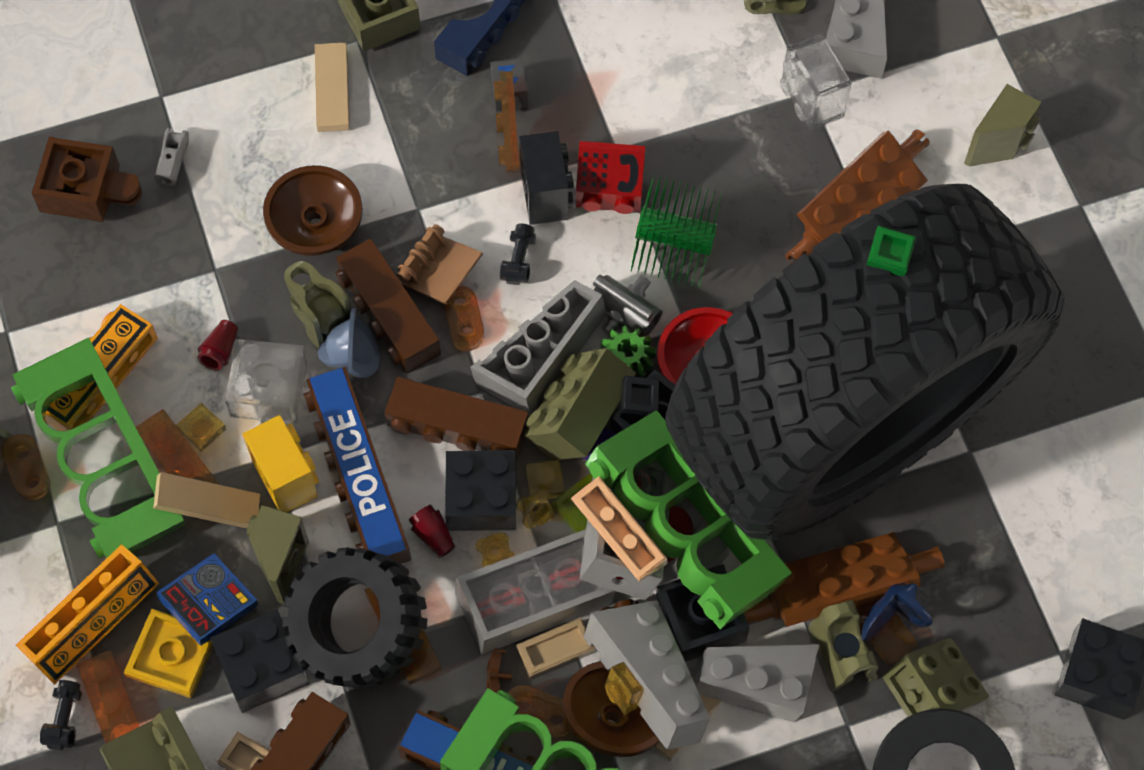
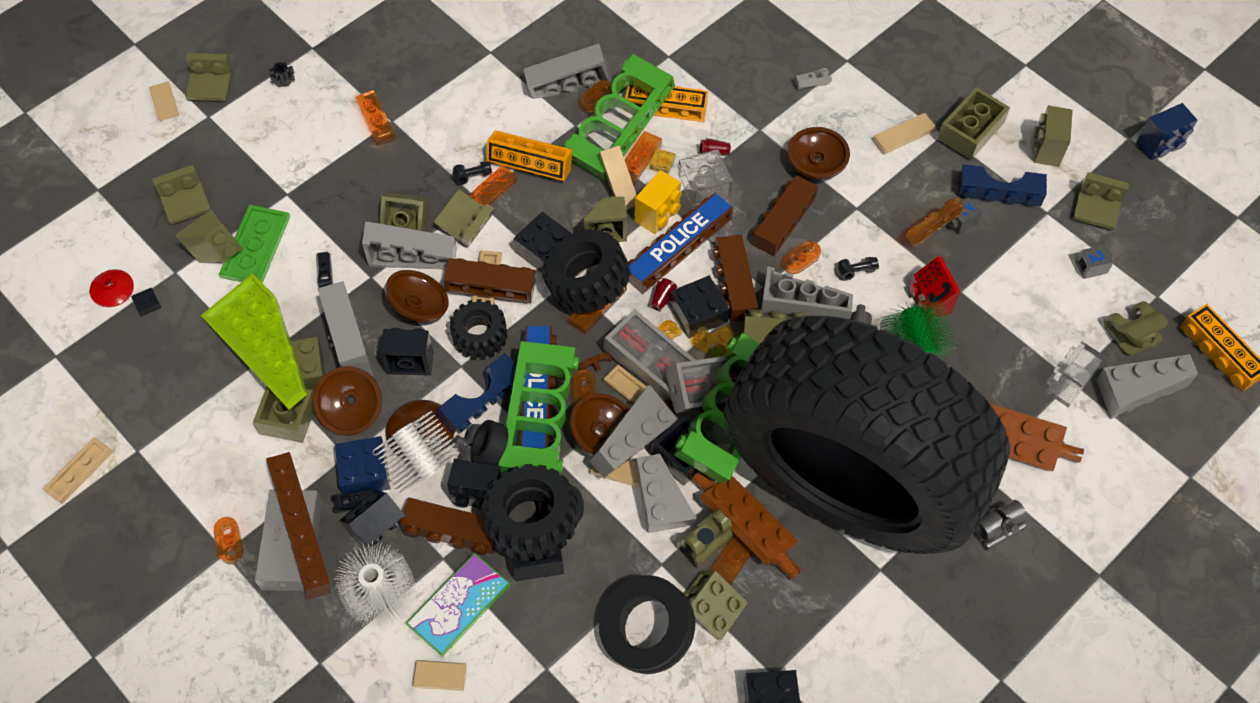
camera: 65 degrees right, 5 degrees down
(89, 169) = (770, 43): reddish brown brick -> none
(168, 656) = (528, 203): yellow tile -> none
(207, 599) = (567, 205): tile -> none
(317, 304) = (761, 176): olive piece -> none
(351, 347) = (749, 208): sand blue helmet -> none
(437, 265) = (824, 229): medium nougat hinge -> none
(545, 177) = (910, 254): black brick -> none
(619, 529) = (701, 371): light nougat slope -> none
(623, 688) = (612, 420): clear yellow plate -> none
(891, 250) = (901, 365): green tile -> none
(897, 598) = (741, 550): dark blue piece -> none
(1004, 128) = (1116, 496): olive slope -> none

